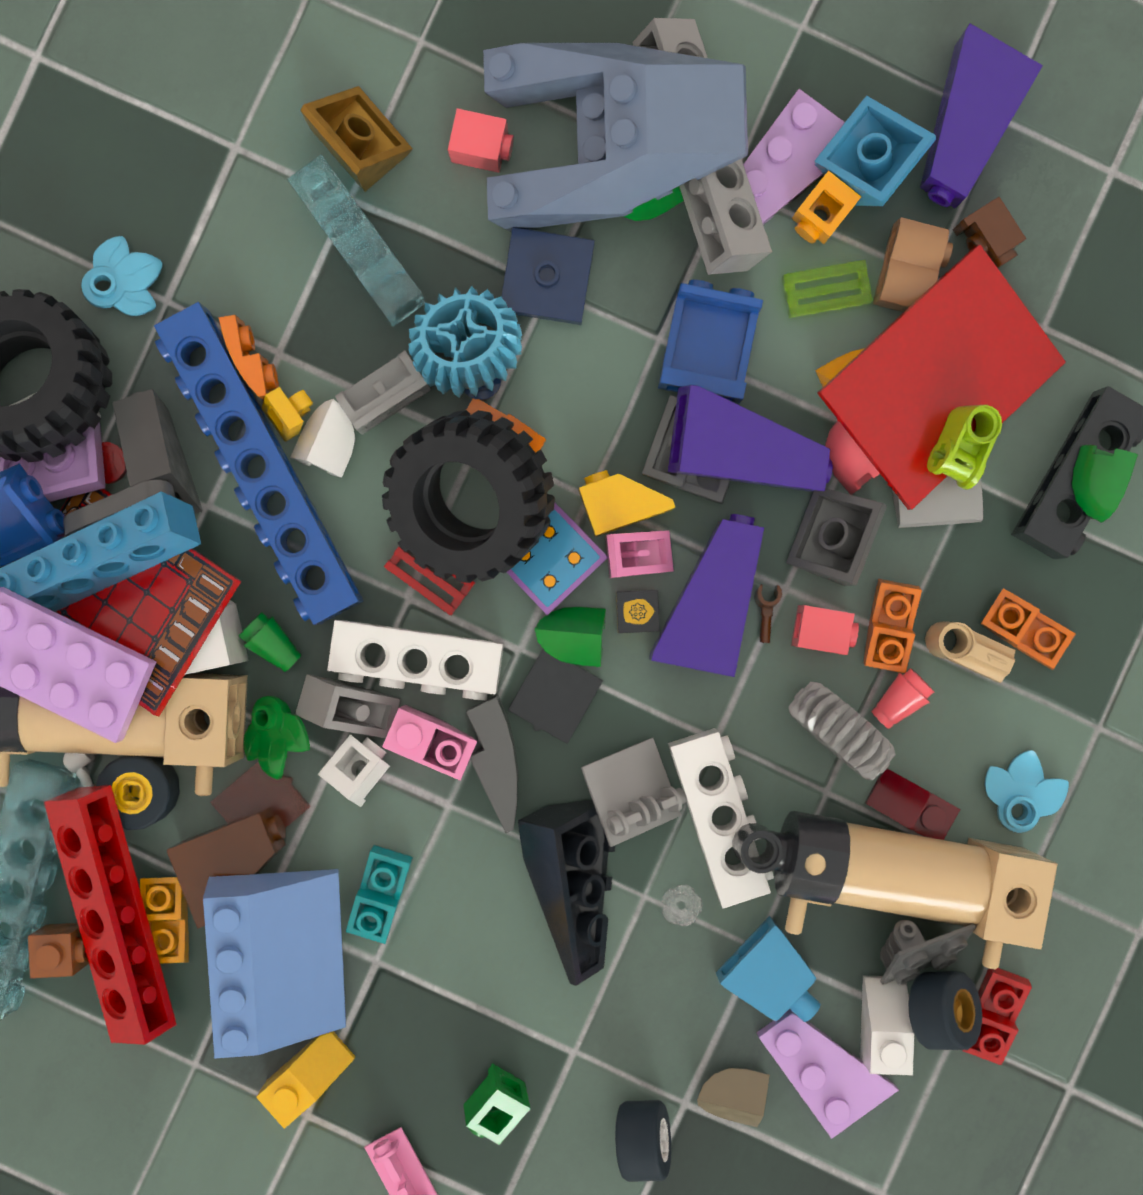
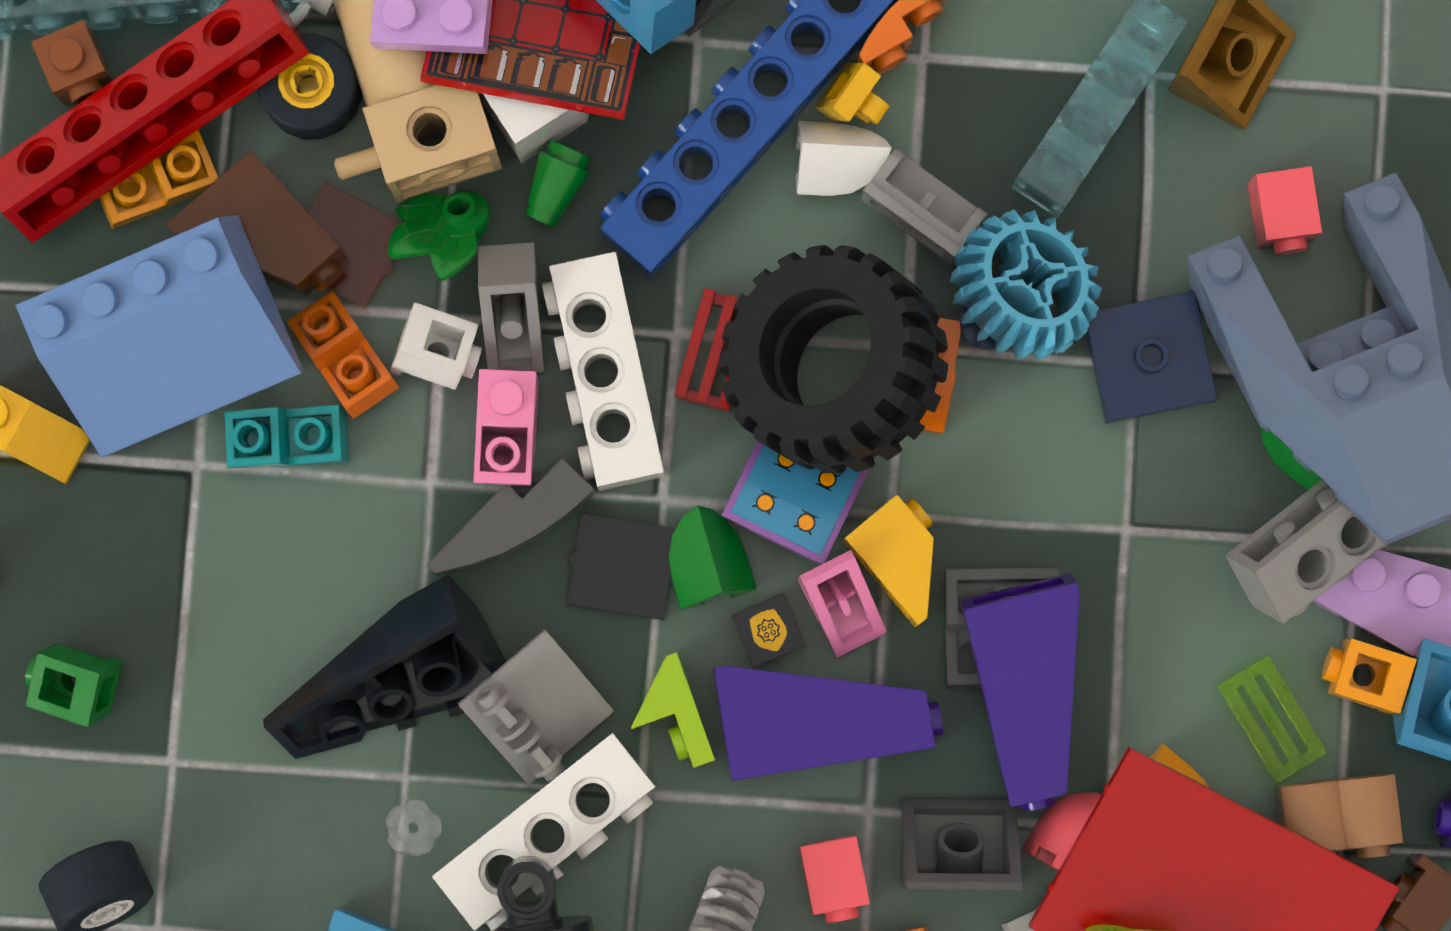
camera: 70 degrees right, 5 degrees down
(336, 834) = (342, 354): none -> orange slope
(659, 696) = (672, 696): none -> lime slope
(710, 340) = (1146, 594): blue panel -> none
(766, 611) = (828, 797): reddish brown hand -> none

